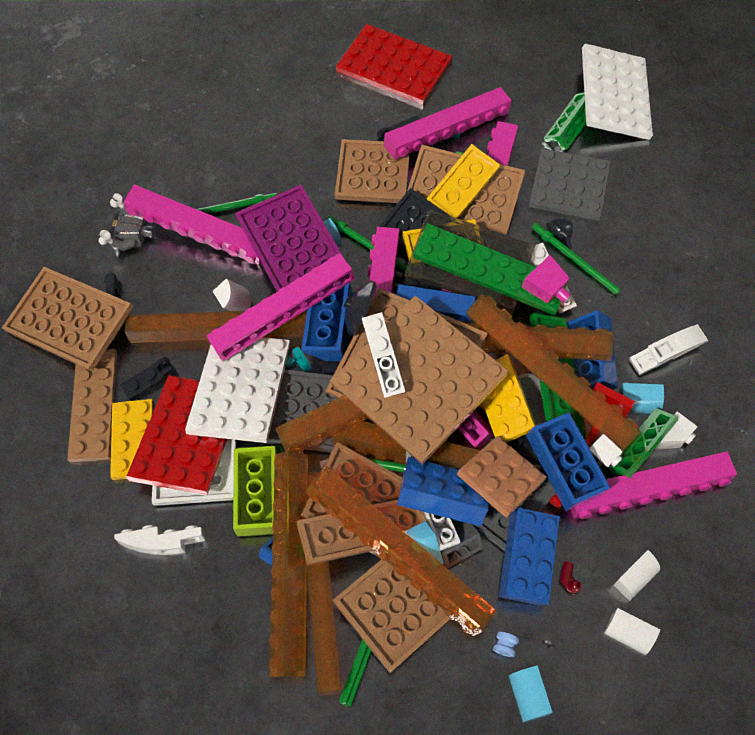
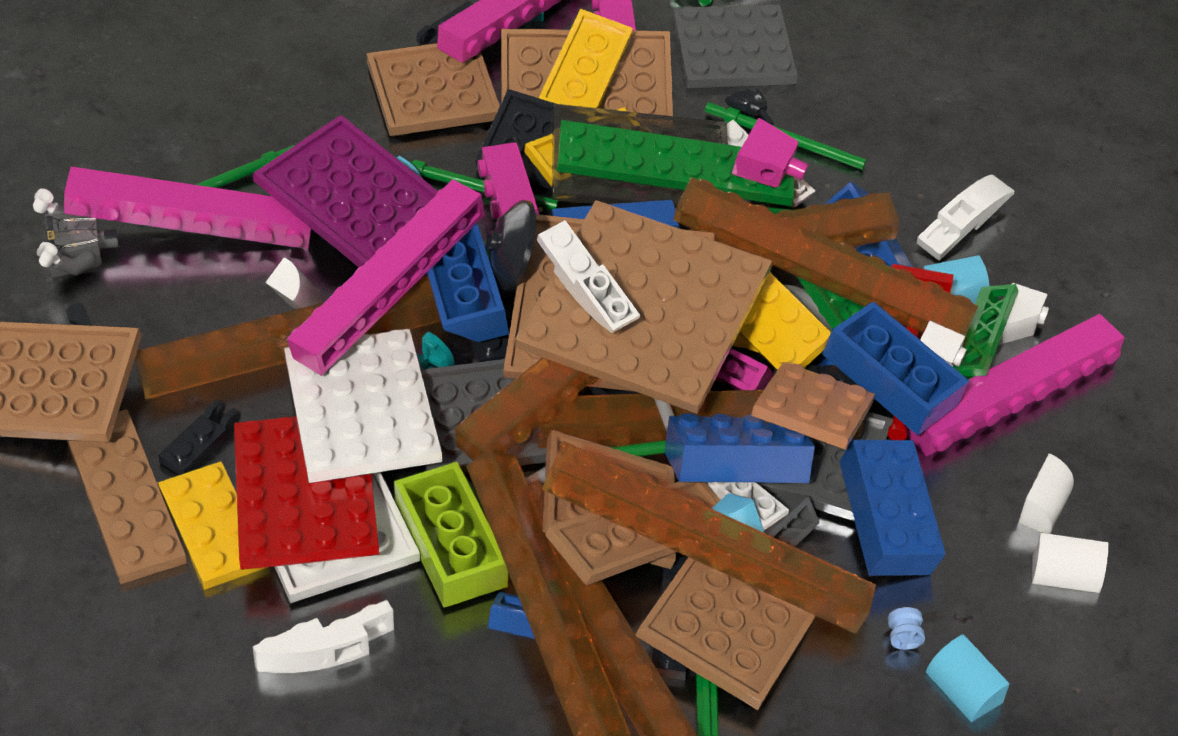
camera: 25 degrees left, 15 degrees down
(568, 580) = (962, 534): dark red arm -> none

